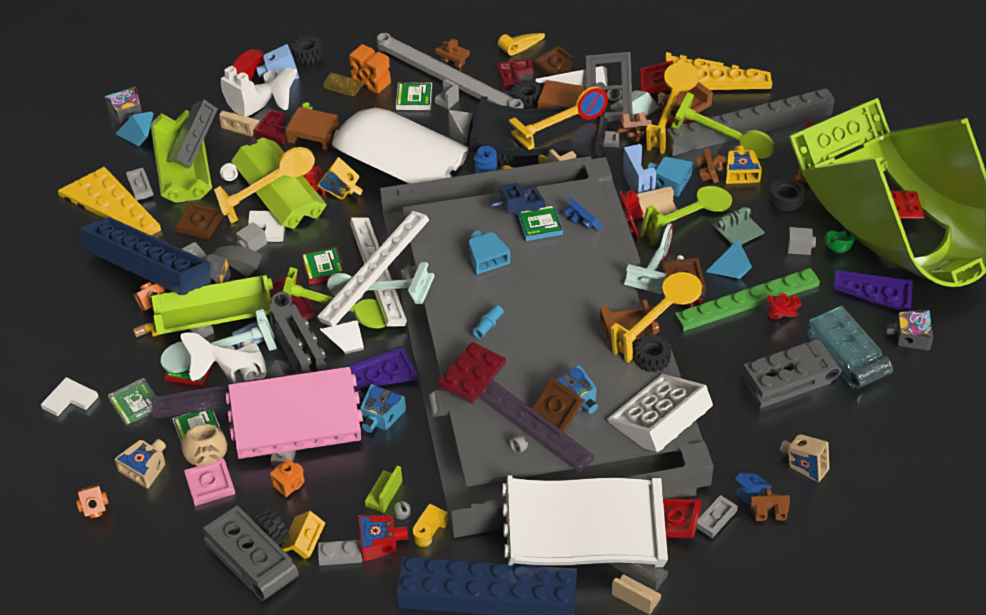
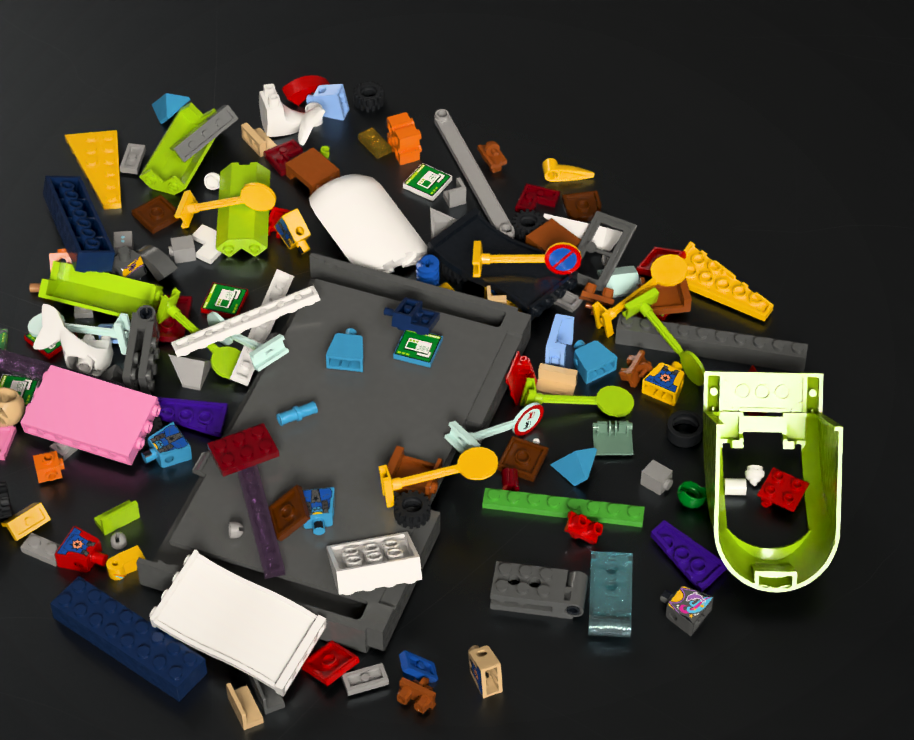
camera: 30 degrees right, 0 degrees up
(123, 104) = (176, 80): dark grey torso -> none
(580, 212) = (458, 357): blue plate -> none

